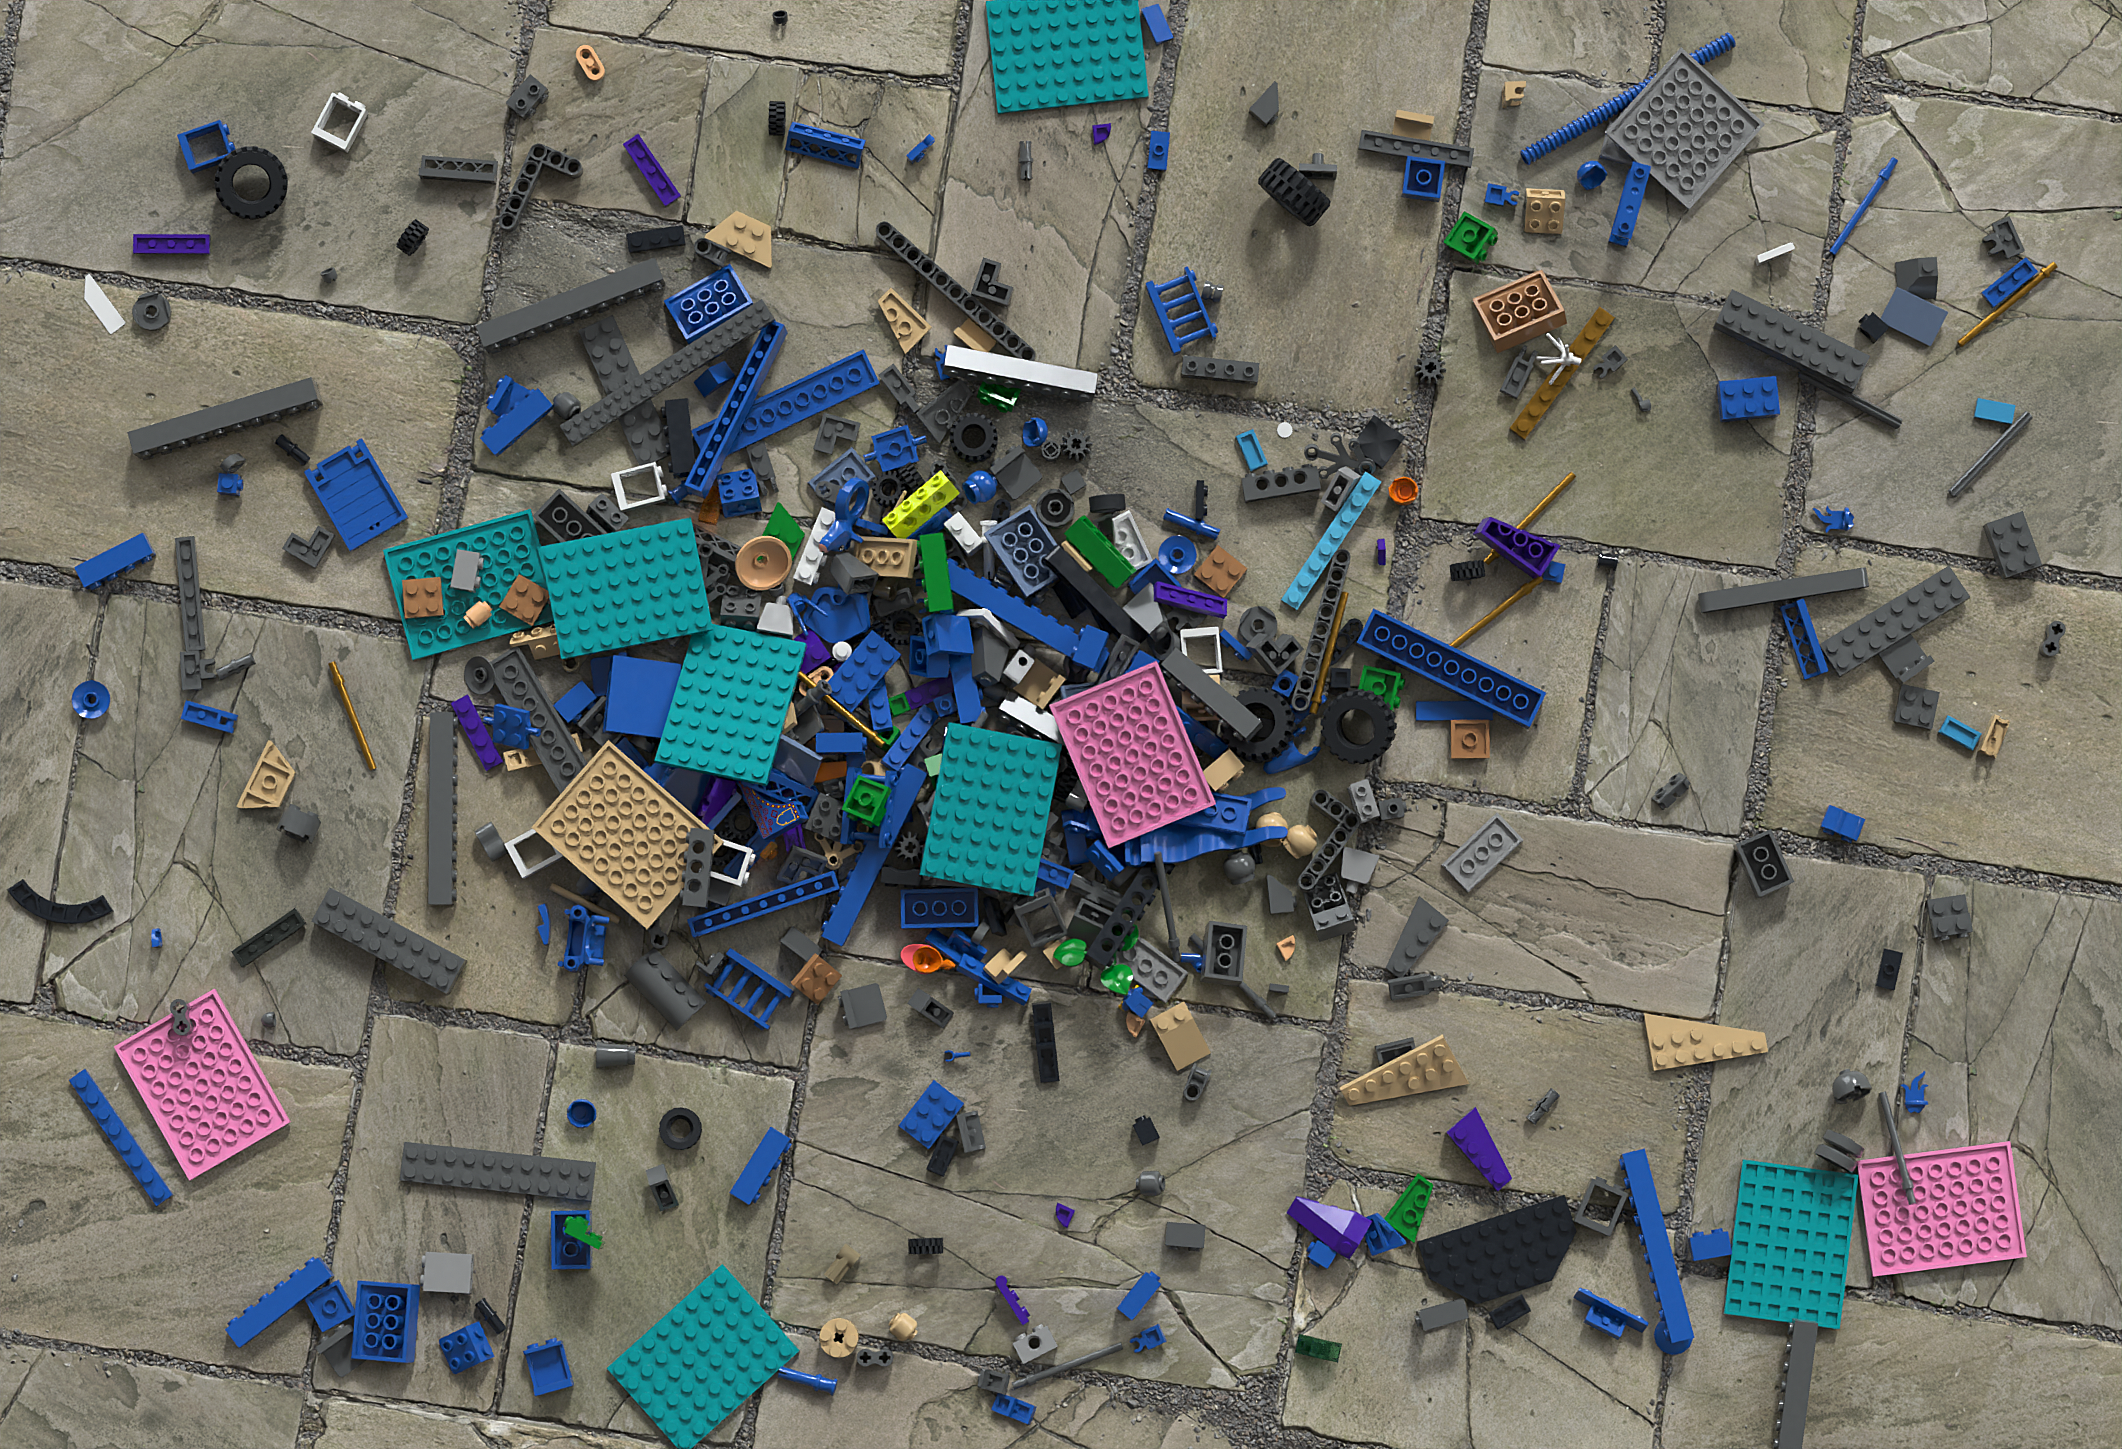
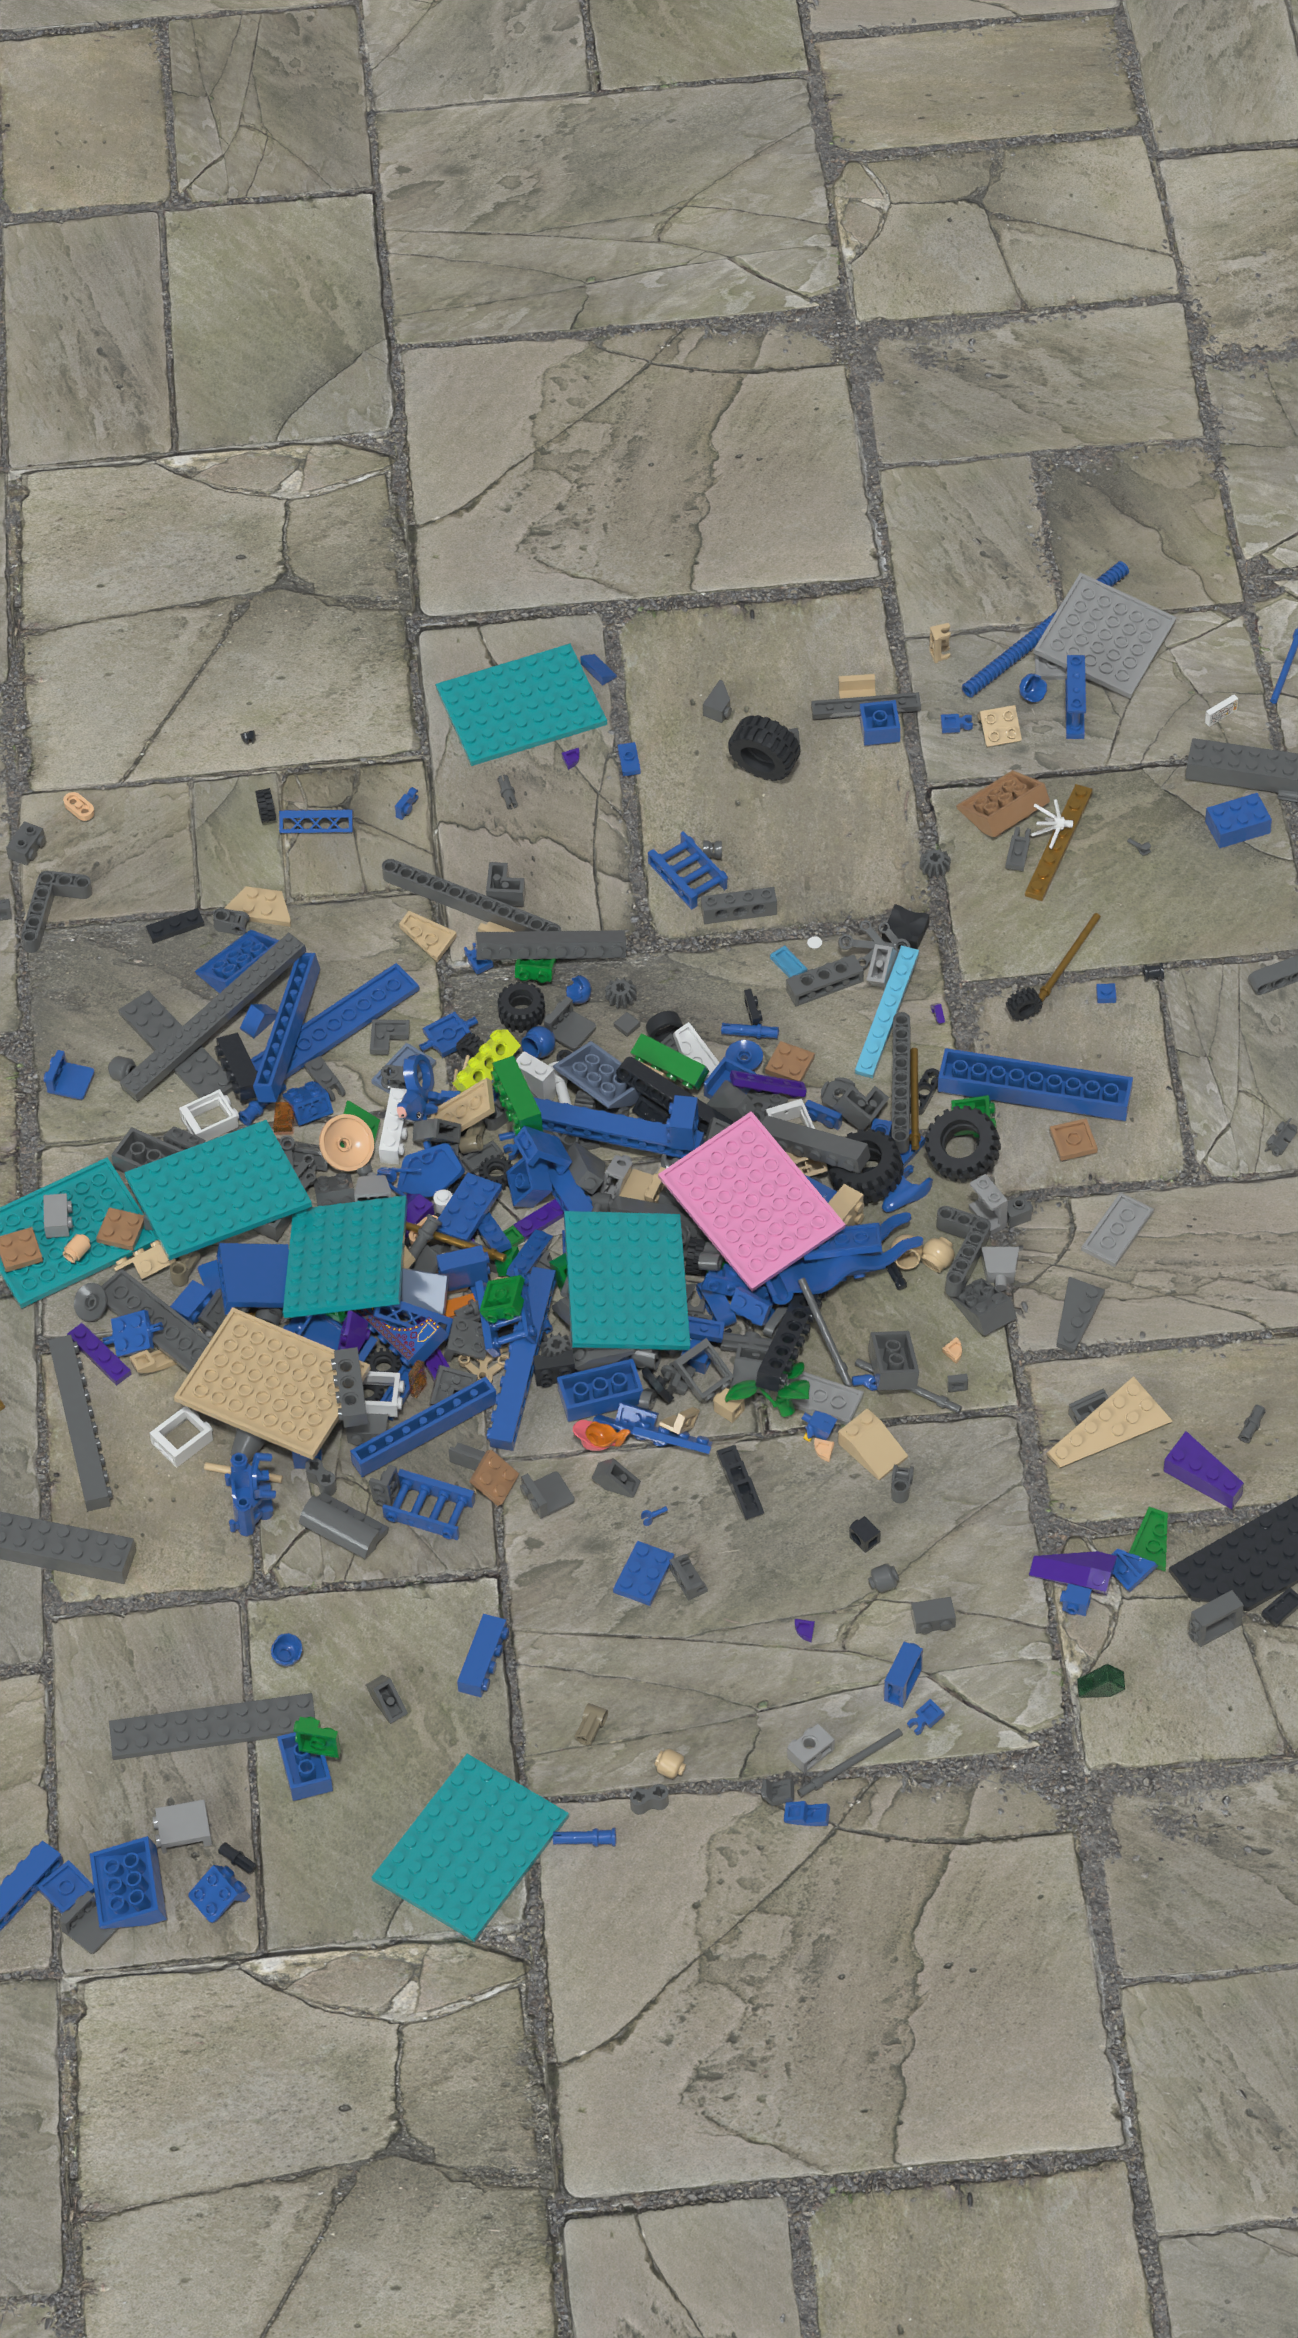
camera: 15 degrees left, 30 degrees down
(491, 841) = (136, 1439): dark grey axle -> none
(517, 422) = (77, 1089): blue brick -> none
(545, 929) = (207, 1496): blue slope -> none
(548, 1366) = (309, 1890): blue panel -> none
(571, 305) = (106, 986): dark grey brick -> none
(614, 1055) = (306, 1592): dark grey plant -> none
(651, 170) = (157, 873): dark purple plate -> none
(680, 1143) = (391, 1627): black tyre -> none
(850, 1338) = (606, 1788): tan brick -> none
(881, 481) = (446, 1060): black tyre -> none
(900, 388) = (440, 987): dark grey hinge -> none
(925, 1246) = (672, 1682): black tyre -> none
(942, 1155) = (665, 1604): black plate -> none
(944, 409) = (484, 995): dark grey wing -> none
(945, 705) = (554, 1223): blue brick -> none
(984, 617) = (574, 1132): white wing -> none
(991, 1000) = (671, 1452): blue bracket -> none
(1012, 1299) = (775, 1714): dark purple plate -> none
(1050, 454) = (598, 1002): dark grey wheel -> none
(1055, 519) = (616, 1040): dark grey brick -> none
(1239, 867) = (885, 1289): dark grey piece -> none
(1279, 897) = (932, 1307): dark grey slope -> none
(1340, 678) = (929, 1111): black brick -> none
(1403, 491) = (942, 960): orange hair -> none
(1413, 986) = (1088, 1351): dark grey hinge -> none
(1451, 711) = (1041, 1124): blue tile -> none
(1471, 238) = (940, 757): green plate -> none
(1519, 547) = (1062, 972): dark purple wedge -> none
(1525, 589) = (1083, 1013): pearl gold bar -> none
(1613, 359) = (1101, 820): dark grey plate -> none

